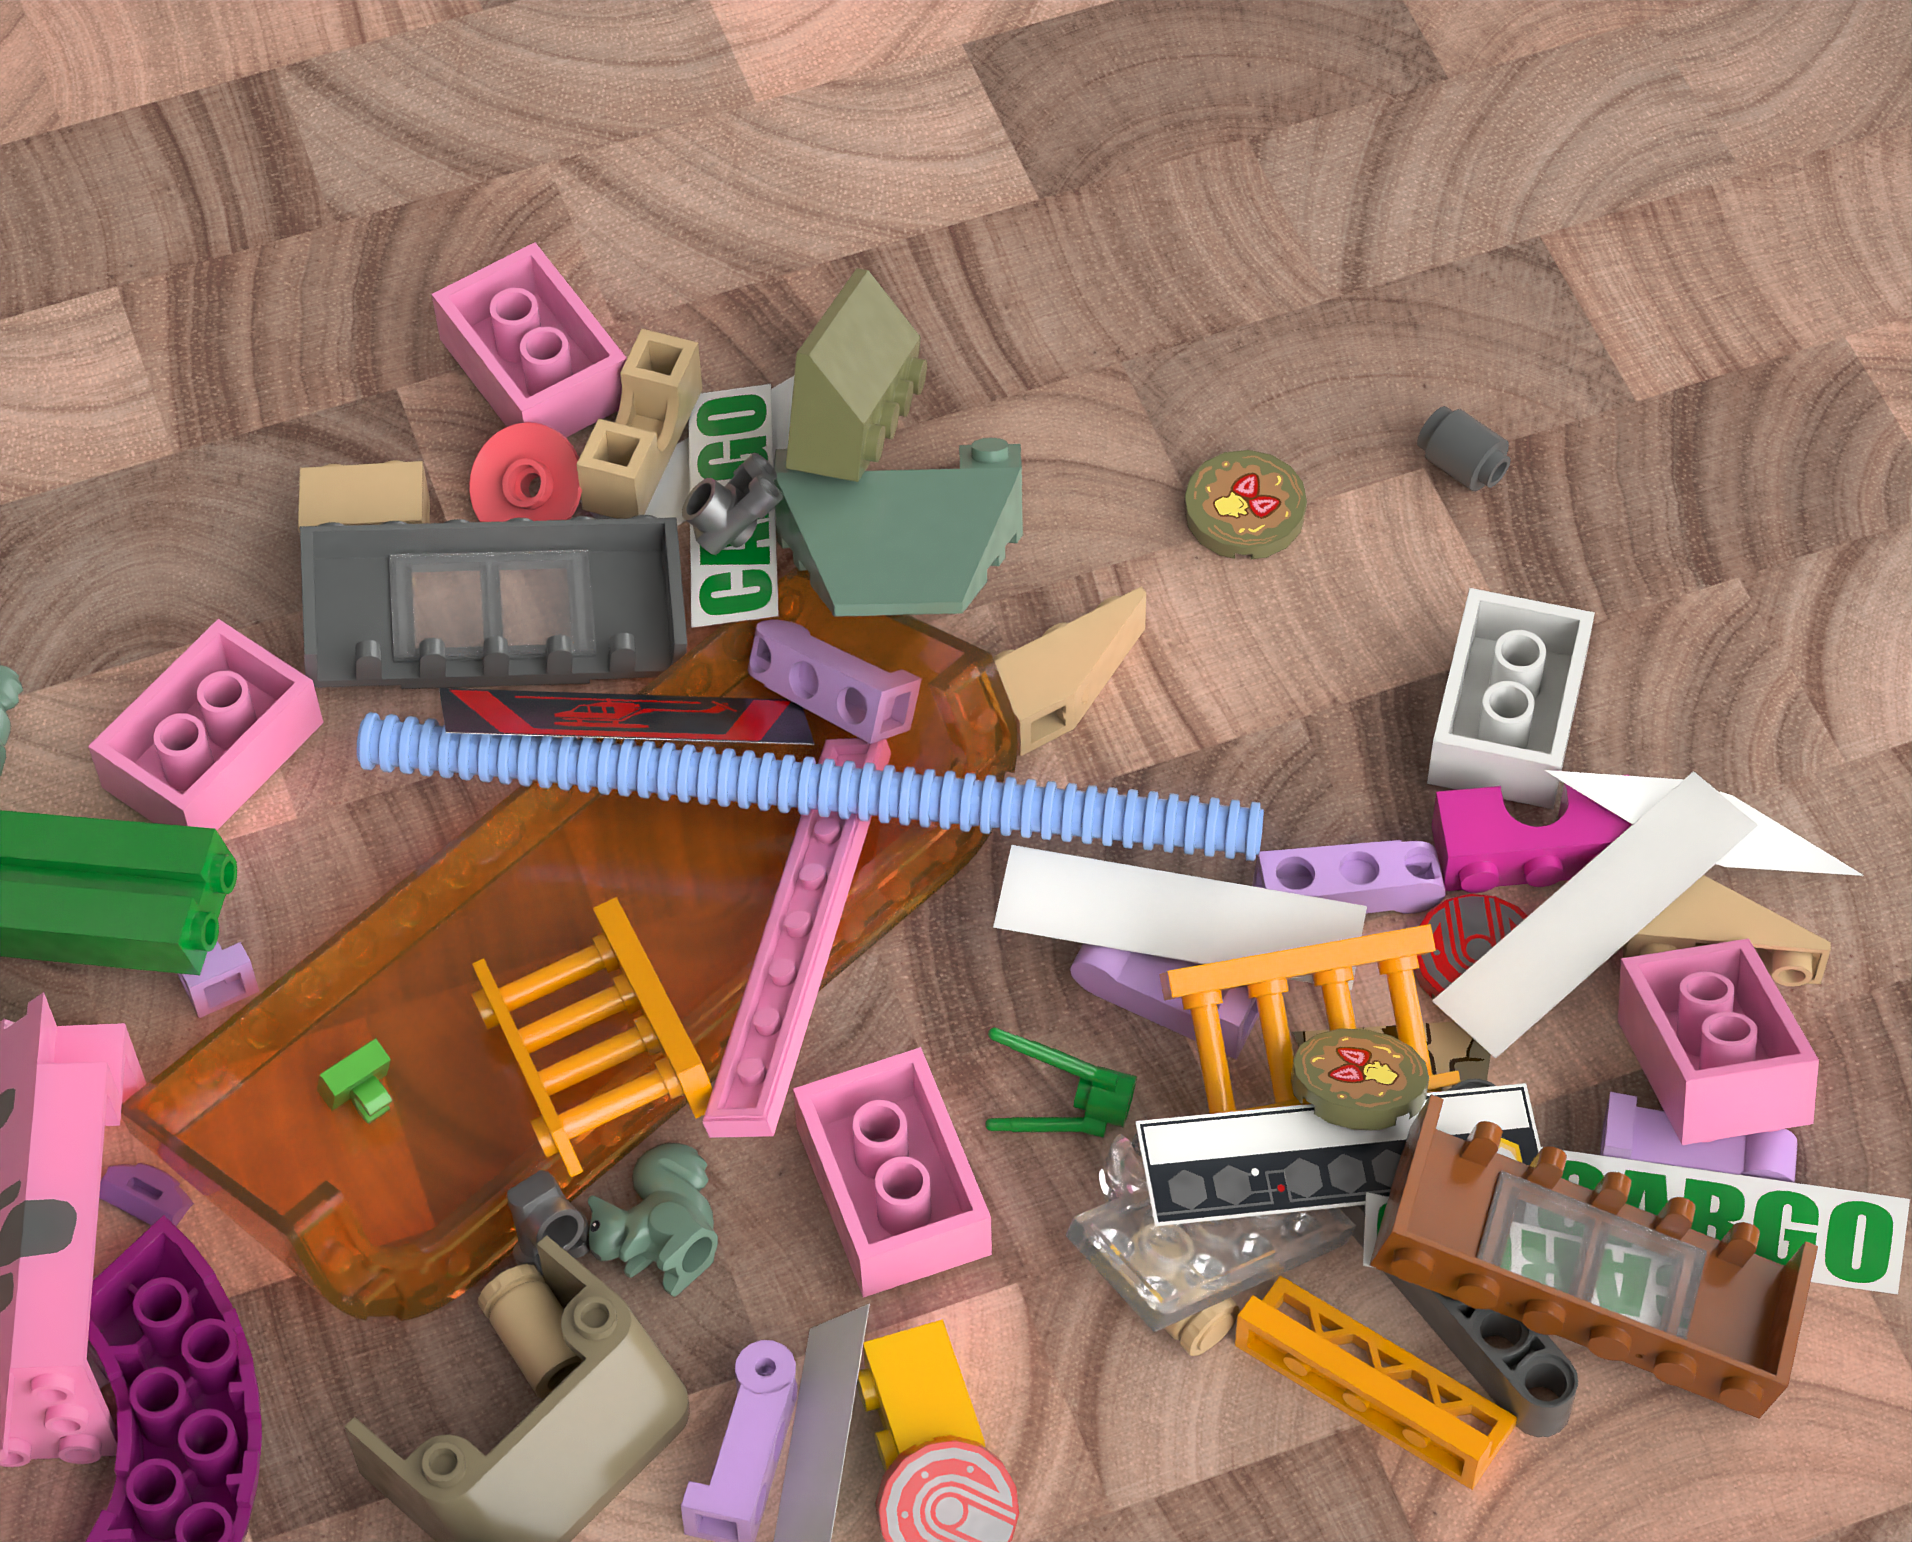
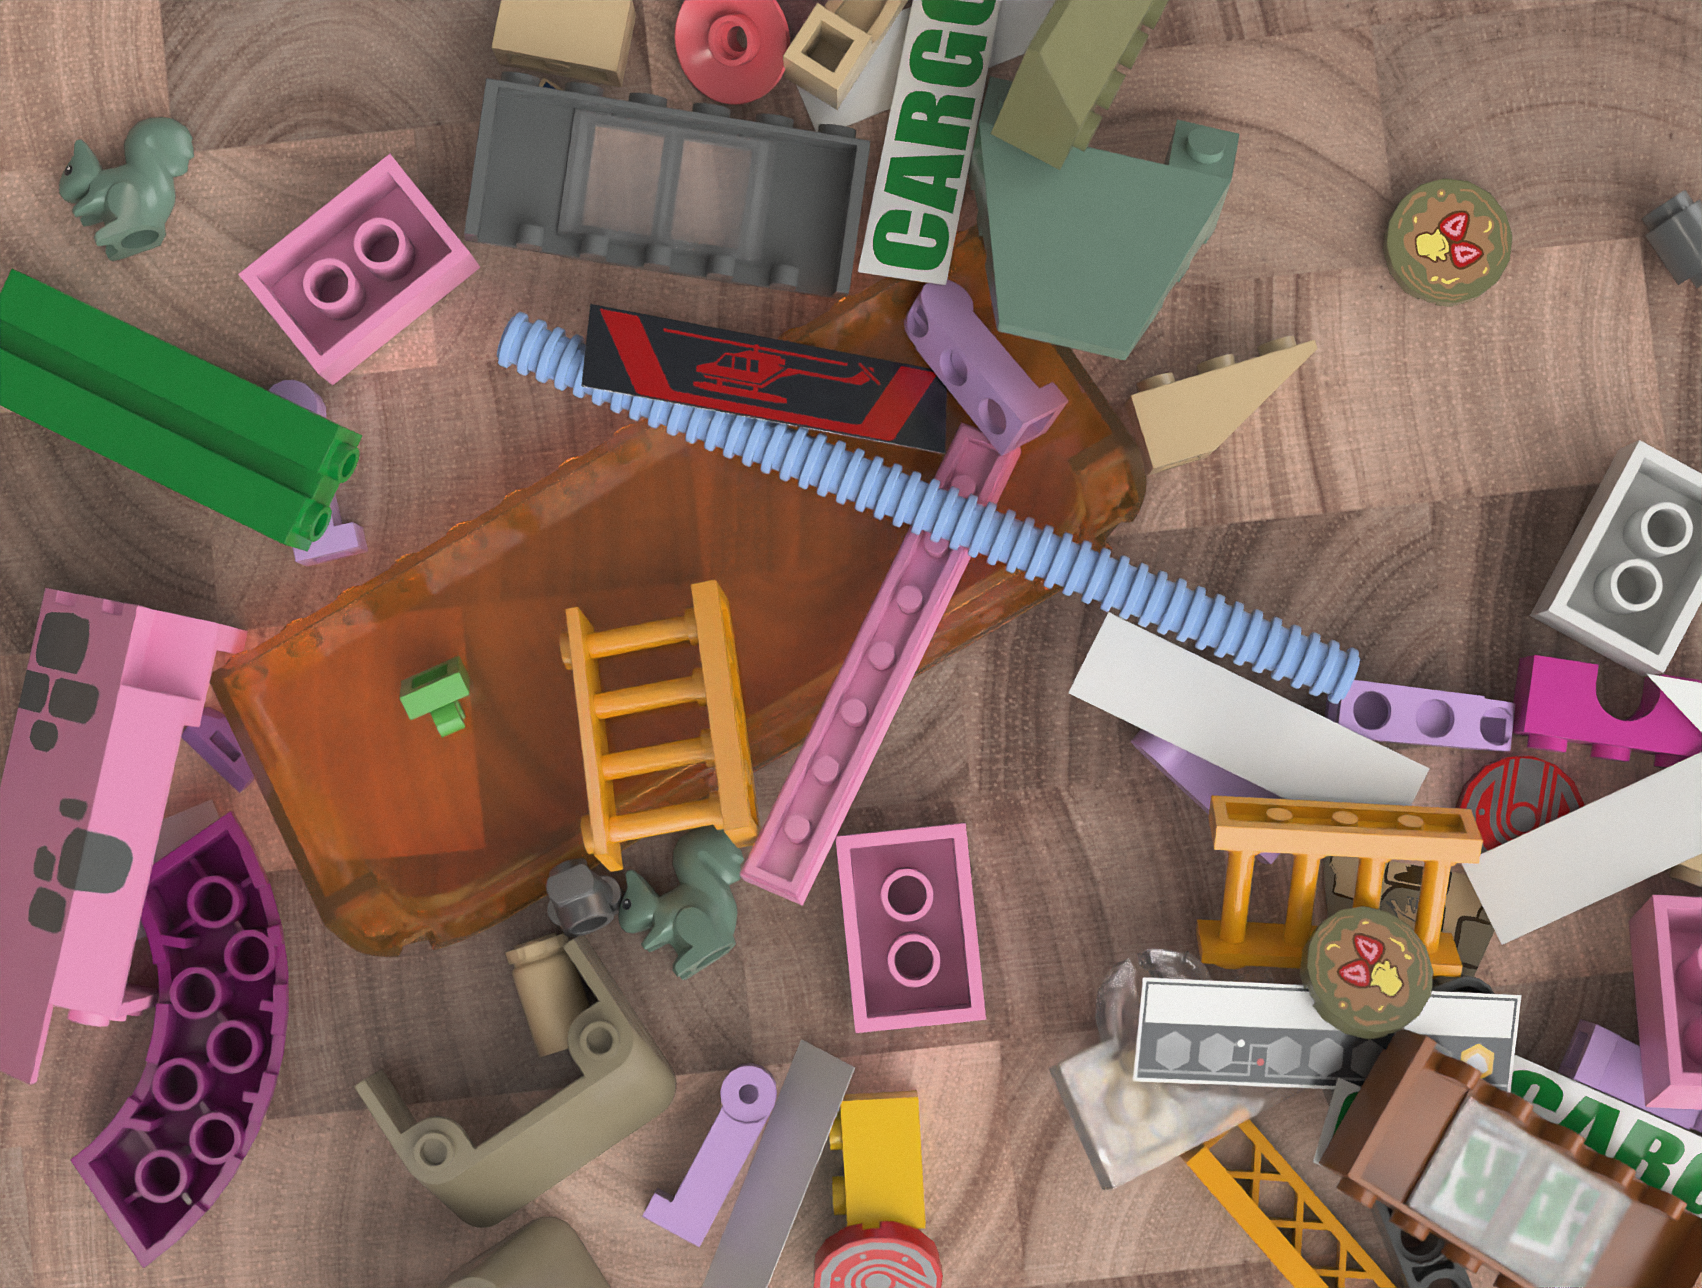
camera: 15 degrees right, 30 degrees up
(731, 512) = (933, 151): flat silver plate -> none
(1100, 1092) = (1126, 882): green plant -> none

